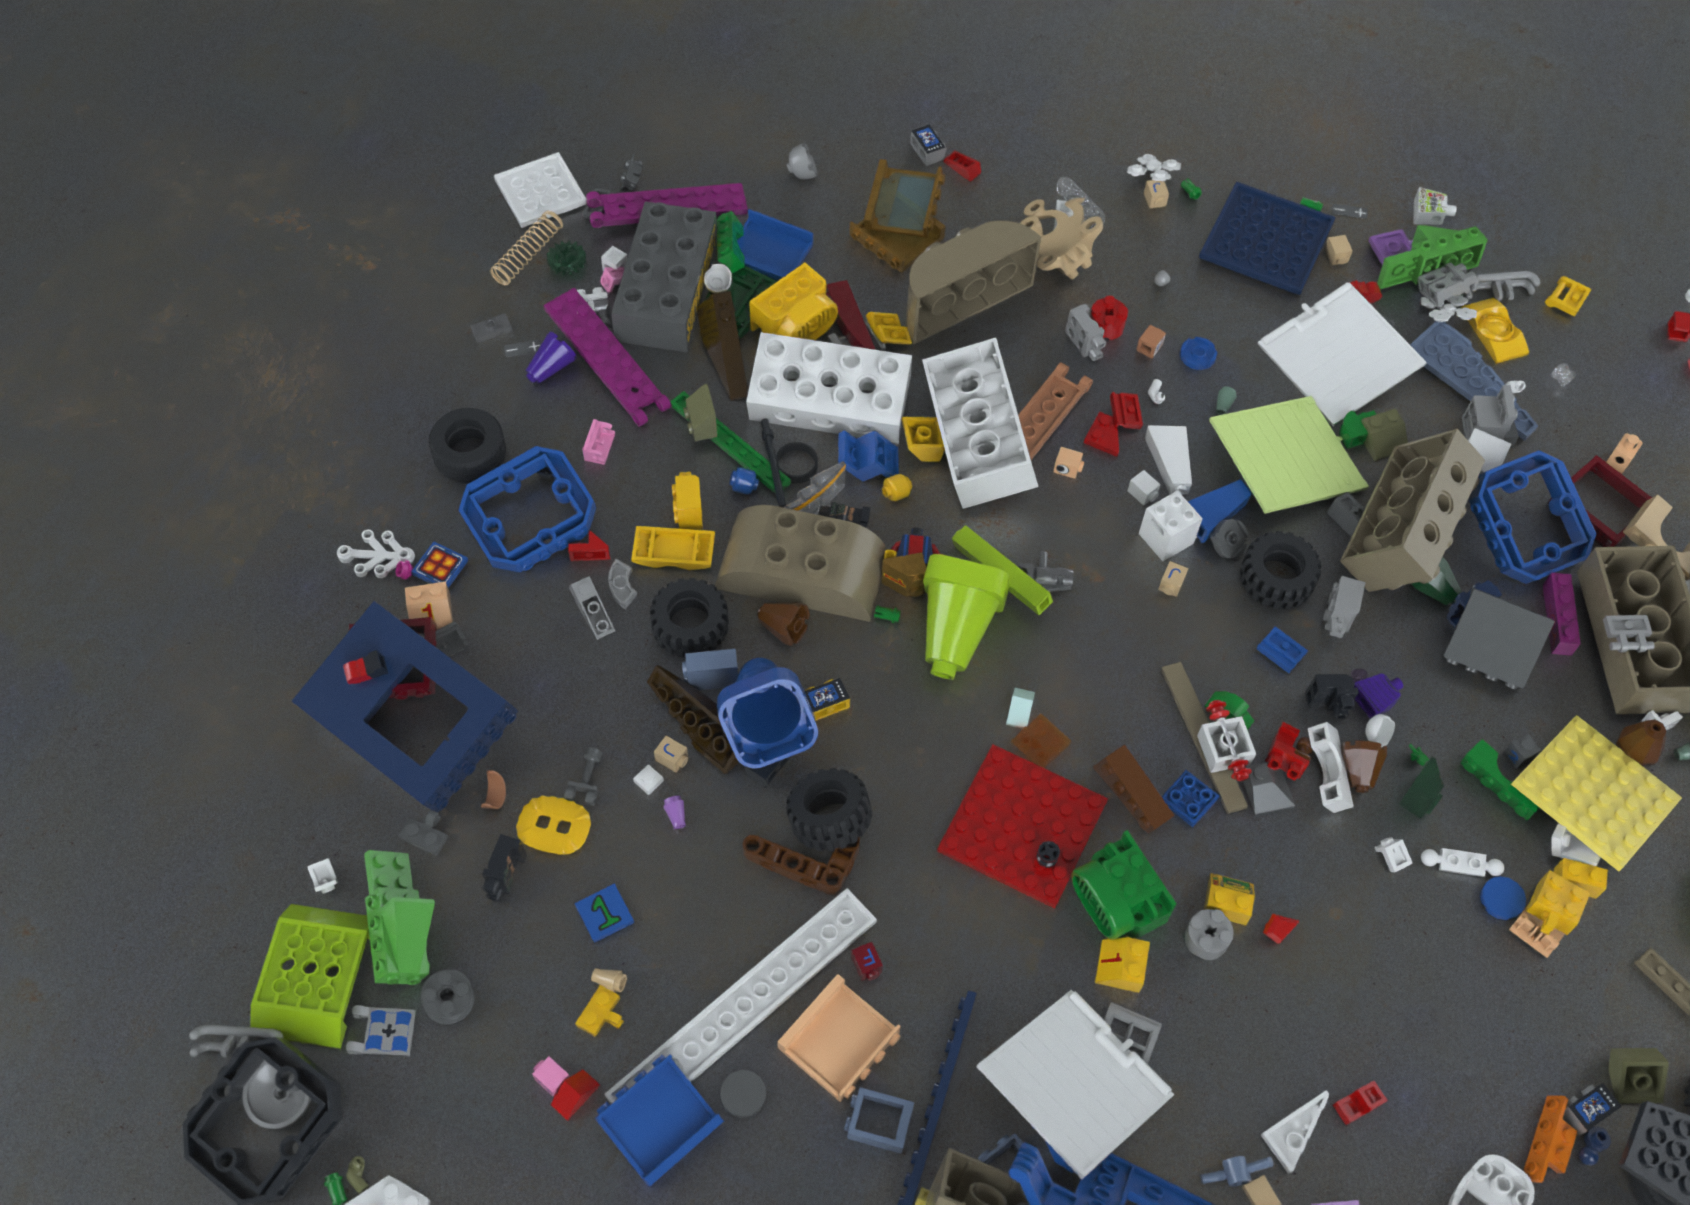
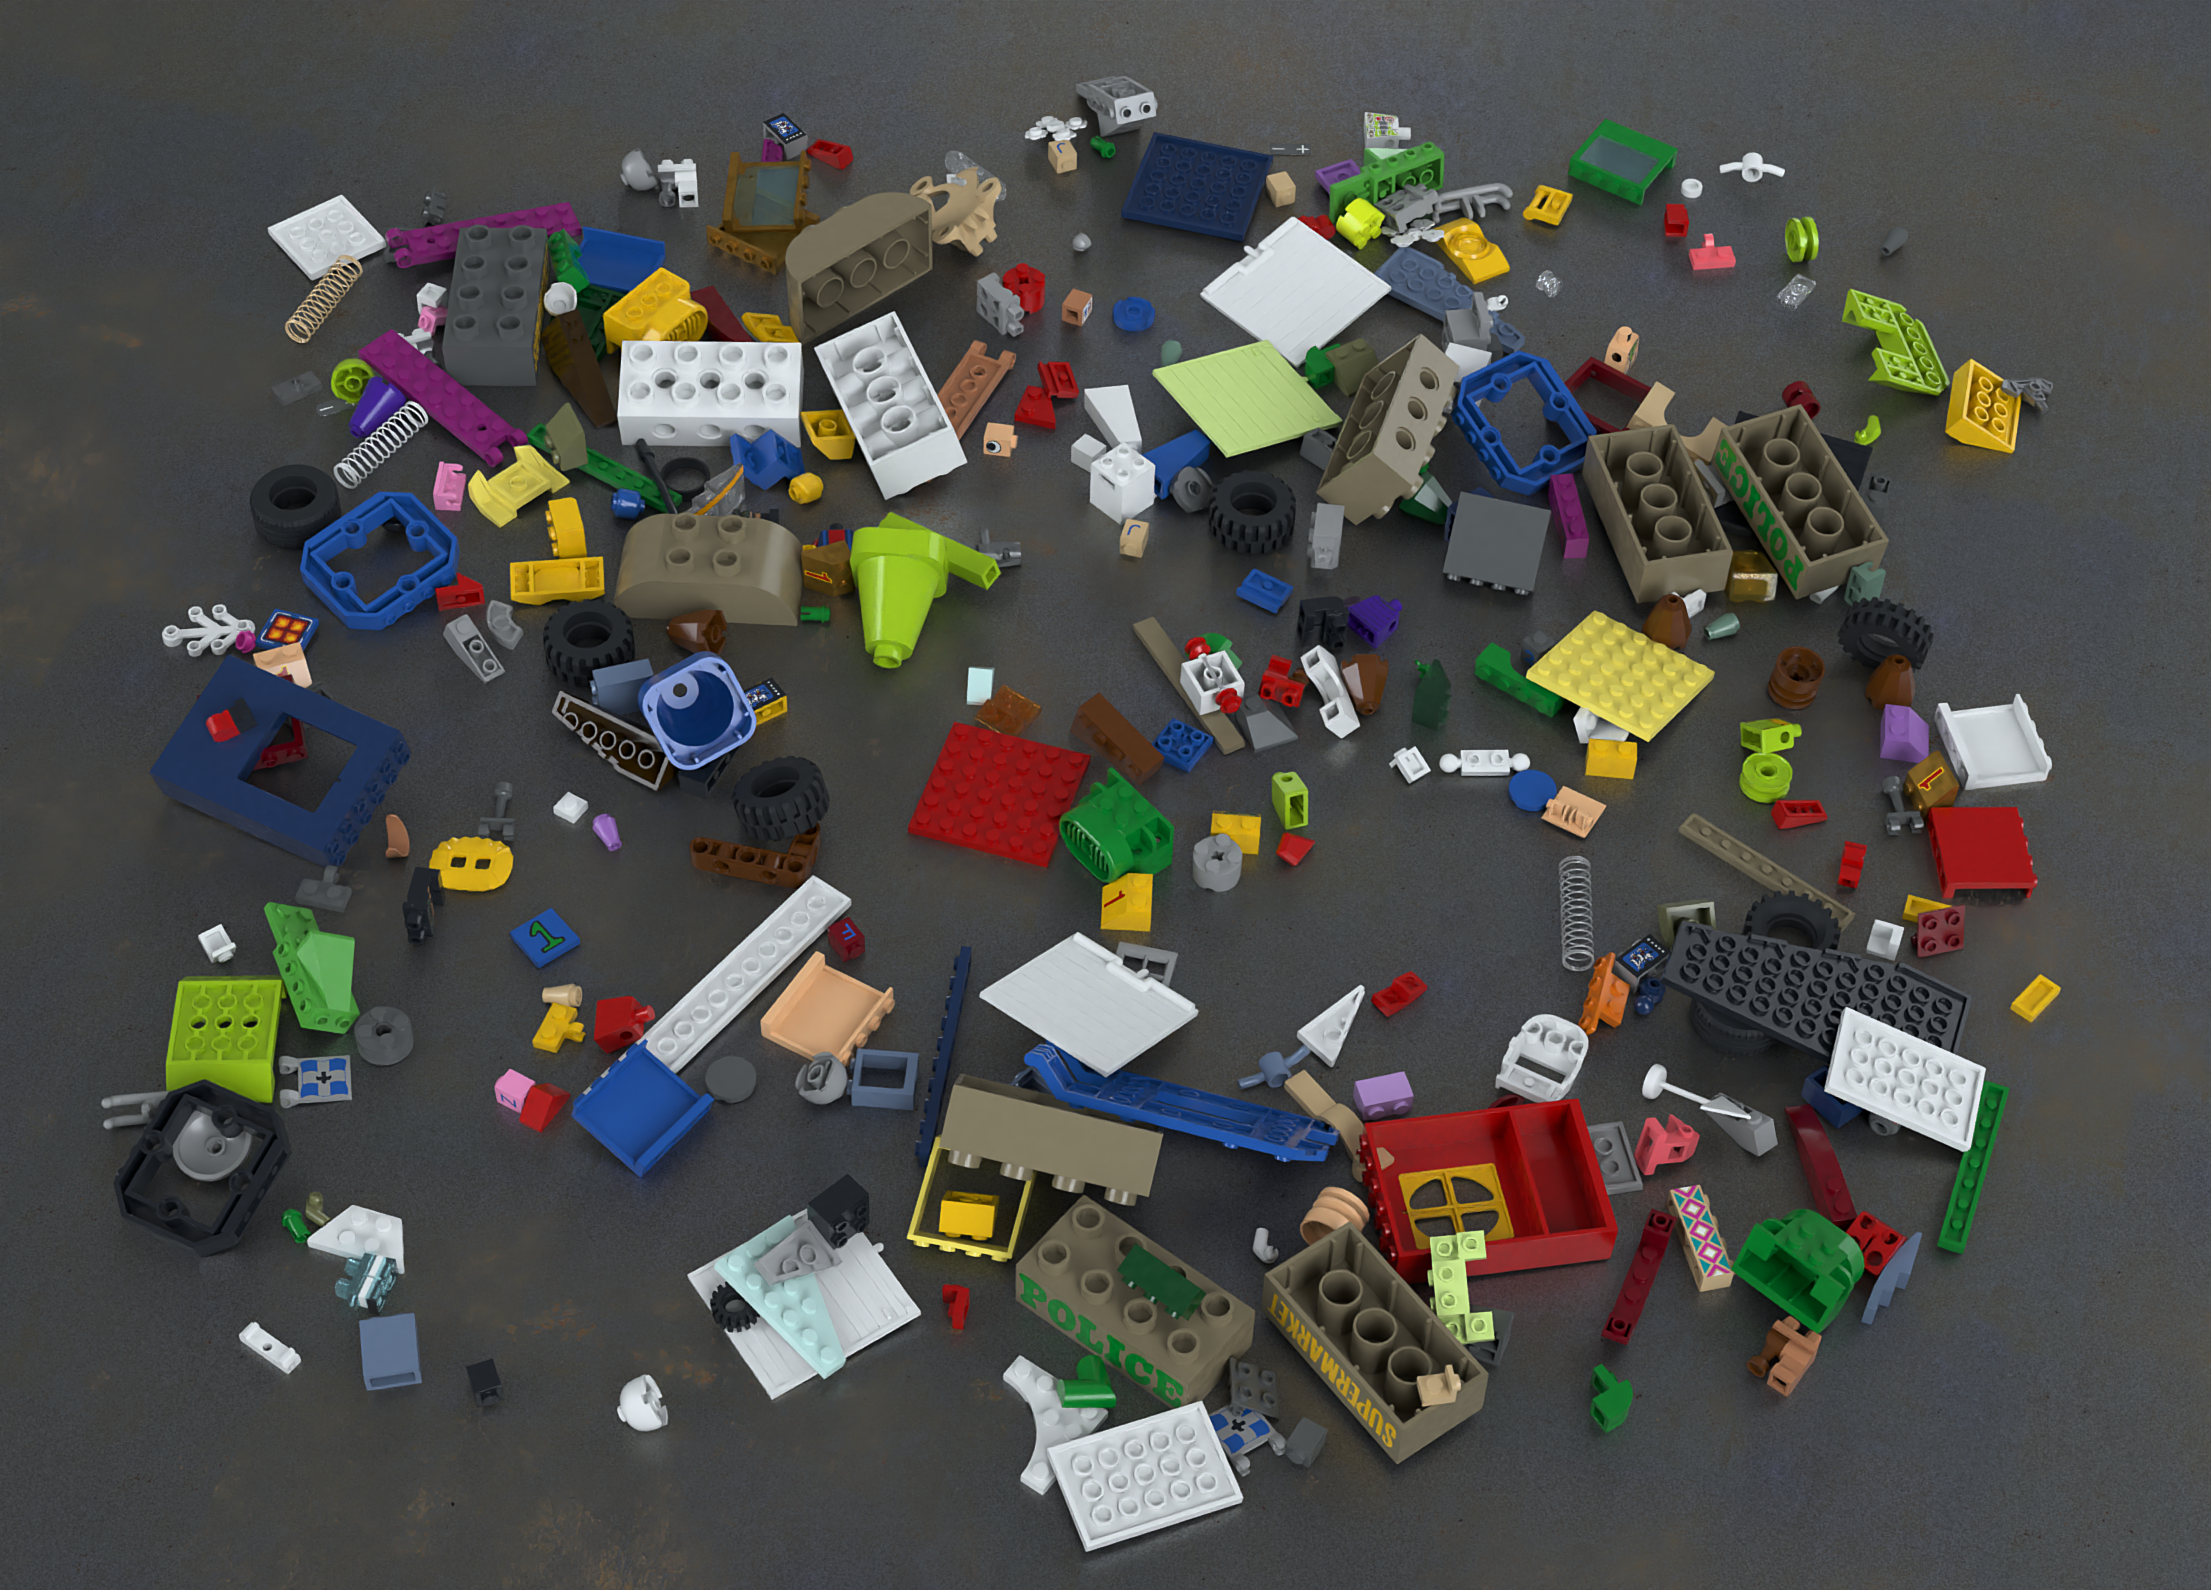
camera: 10 degrees left, 10 degrees down
(534, 328) = (351, 379): none -> lime cylinder
(566, 257) = (373, 304): clear green gear -> none
(583, 374) = (353, 472): none -> white piece
(653, 449) = (514, 486): none -> light yellow piece
(653, 1020) = (620, 1022): none -> red torso
(671, 754) = (592, 778): tan brick -> none
(823, 1115) = (822, 1079): none -> light grey cylinder
(835, 172) = (678, 177): none -> white hips
(914, 159) = (771, 152): none -> magenta plate
(1049, 849) = (1034, 807): black wheel -> none
(1154, 392) = (1089, 359): white arm -> none
(1210, 151) = (1119, 103): none -> light grey wedge
(1282, 876) = (1288, 790): none -> lime torso
(1311, 204) = (1244, 145): green pin -> none
(1380, 729) = (1383, 646): white hair -> none
(1404, 293) = (1360, 222): none -> neon yellow brick
(1542, 999) = (1580, 875): none -> light grey piece
(1557, 903) = (1588, 781): yellow hinge -> none
(1626, 627) = (1630, 503): light grey plate -> none
(1637, 262) = (1621, 160): none -> green panel

